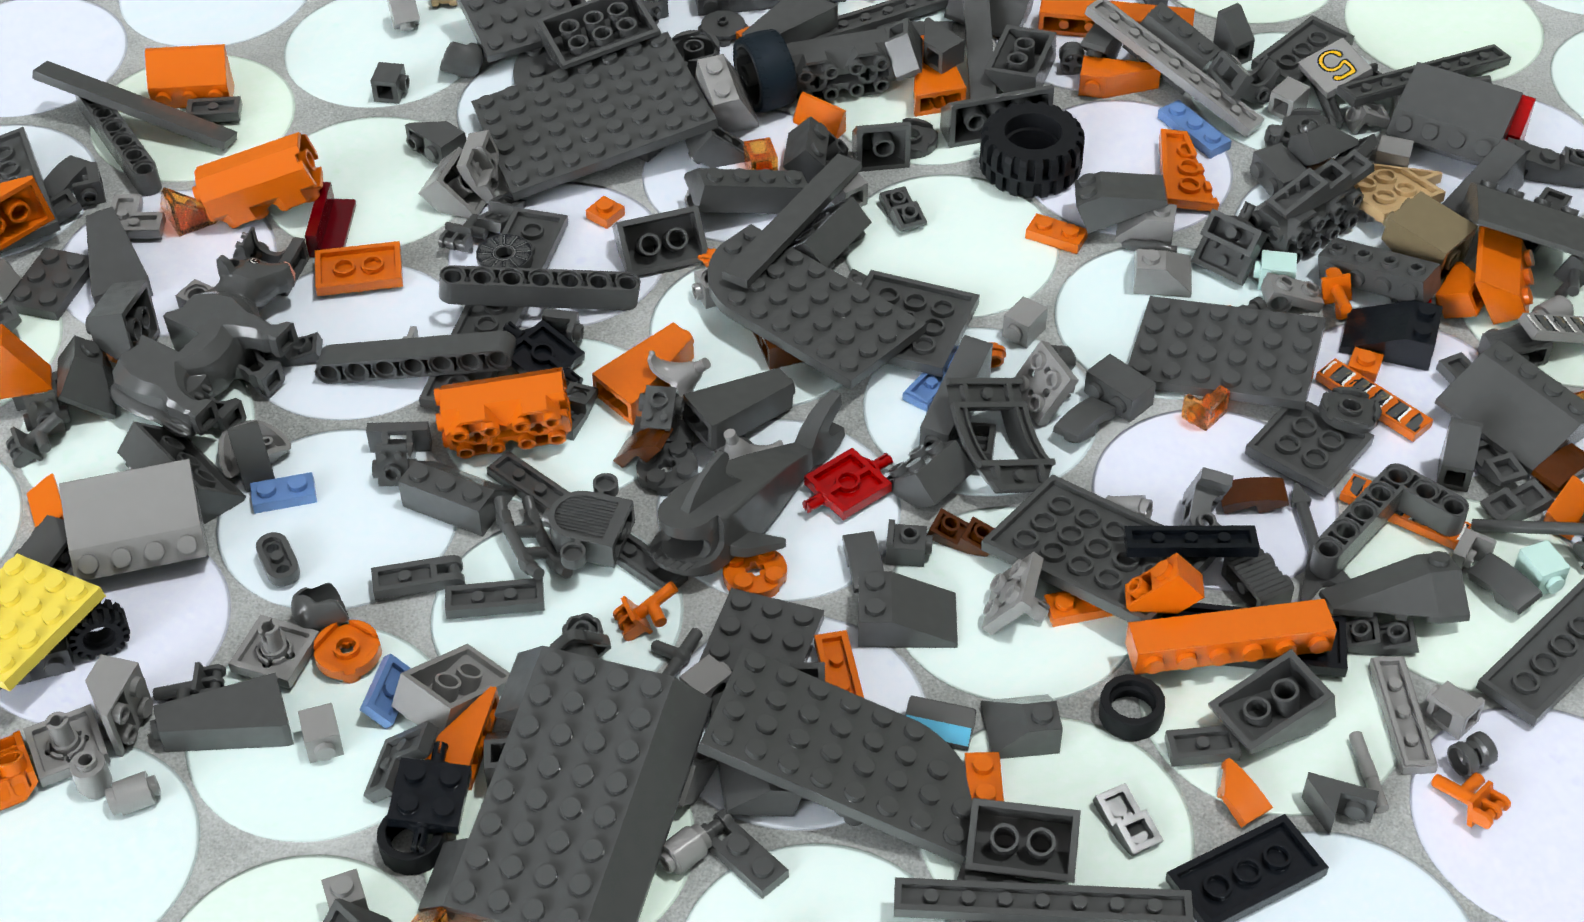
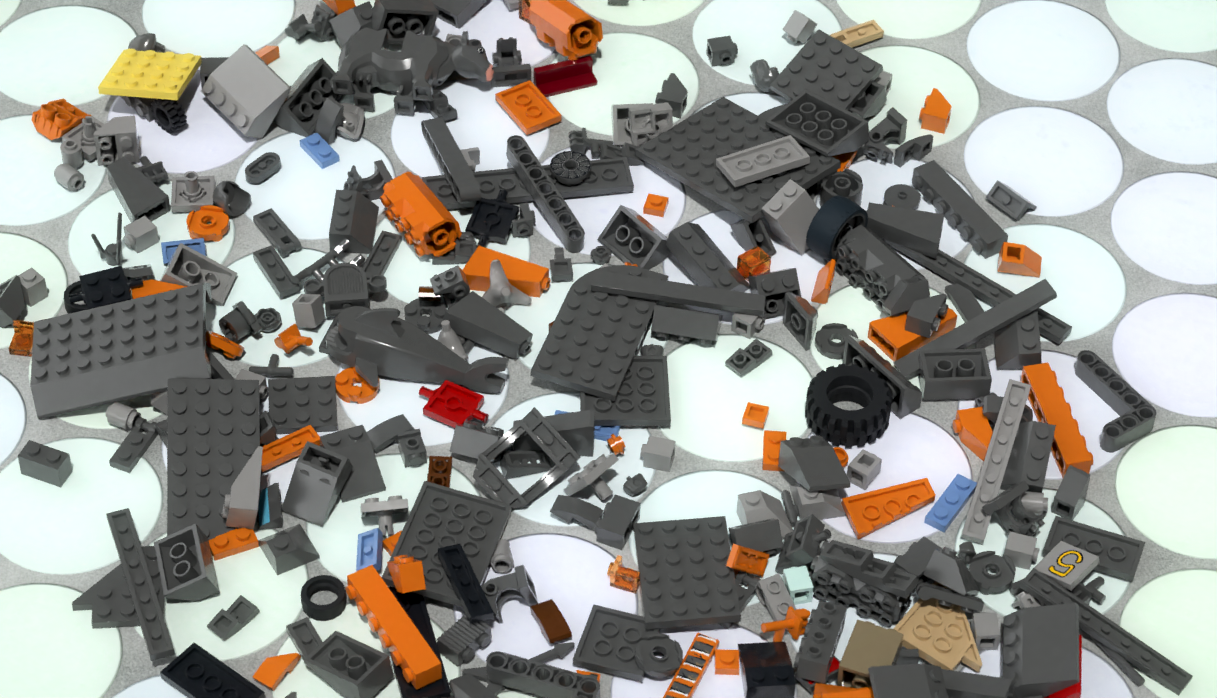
camera: 65 degrees right, 0 degrees up
(336, 777) = (113, 251): none -> dark grey plant
(603, 576) = (308, 310): none -> light grey brick
(635, 82) = (762, 161): none -> light grey plate
(658, 317) = (561, 268): none -> dark grey plate
(661, 281) = (600, 255): none -> dark grey plate
(940, 717) = (242, 504): none -> light grey slope
(941, 648) = (316, 483): none -> dark grey slope
(999, 229) = (755, 415): none -> orange plate
(1071, 635) = (369, 549): none -> medium blue plate
(1124, 162) = (863, 469): none -> light grey brick
(1198, 276) = (758, 535): none -> dark grey brick
(1237, 291) = (747, 560): none -> orange plate

